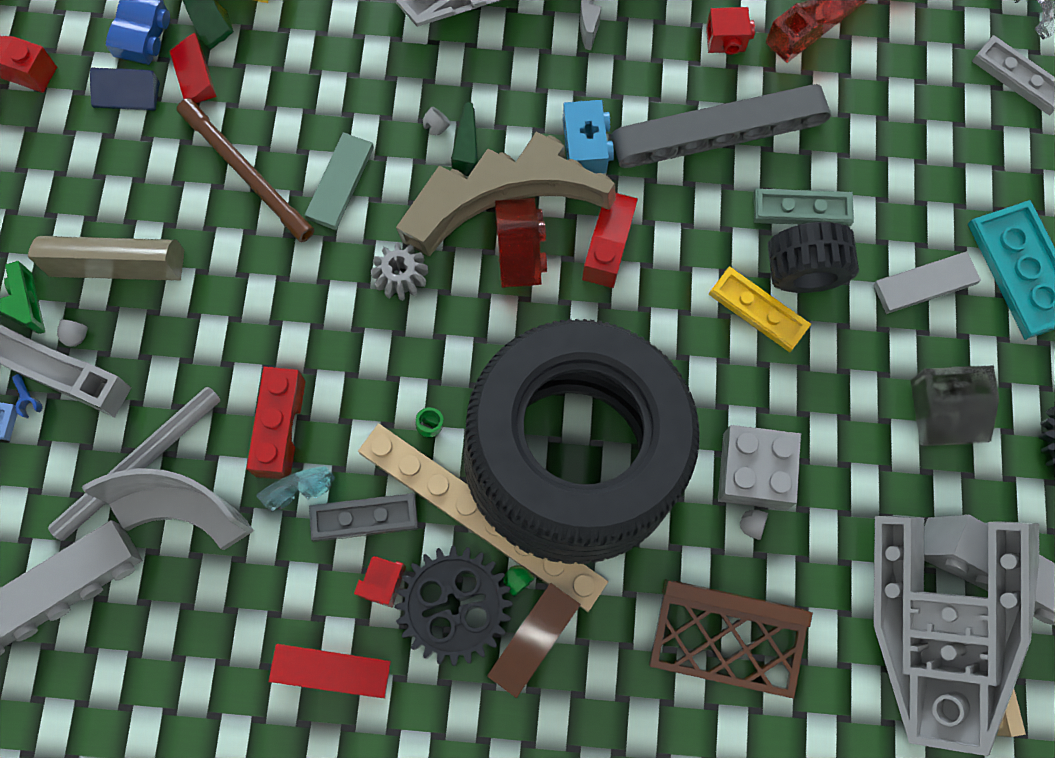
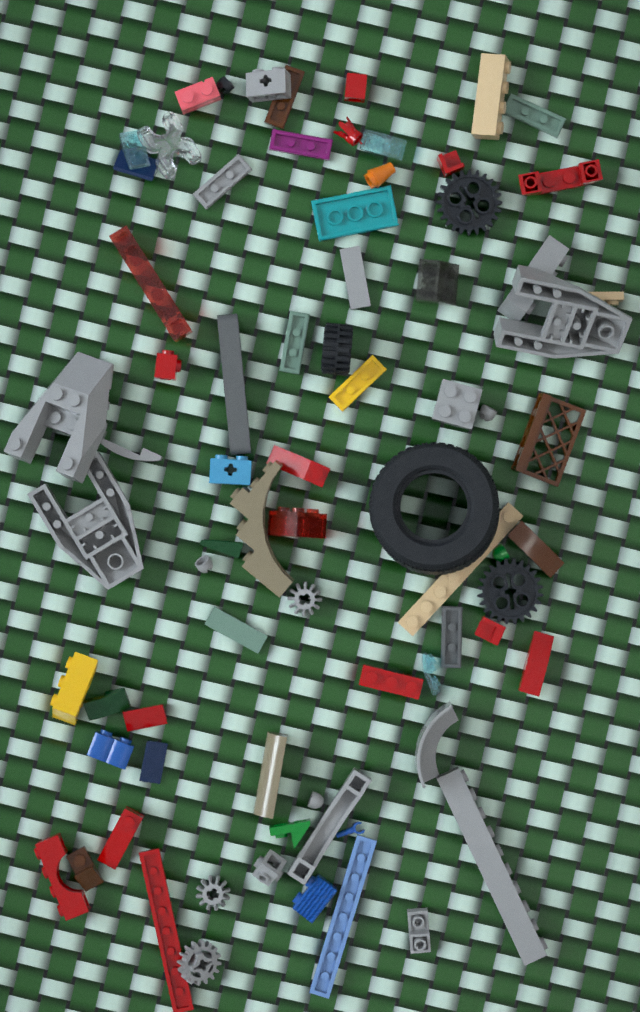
camera: 75 degrees left, 15 degrees up
(138, 459) = (400, 766): light grey axle -> none
(288, 216) = (184, 713): reddish brown piece -> none
(432, 418) = (398, 590): green hinge -> none

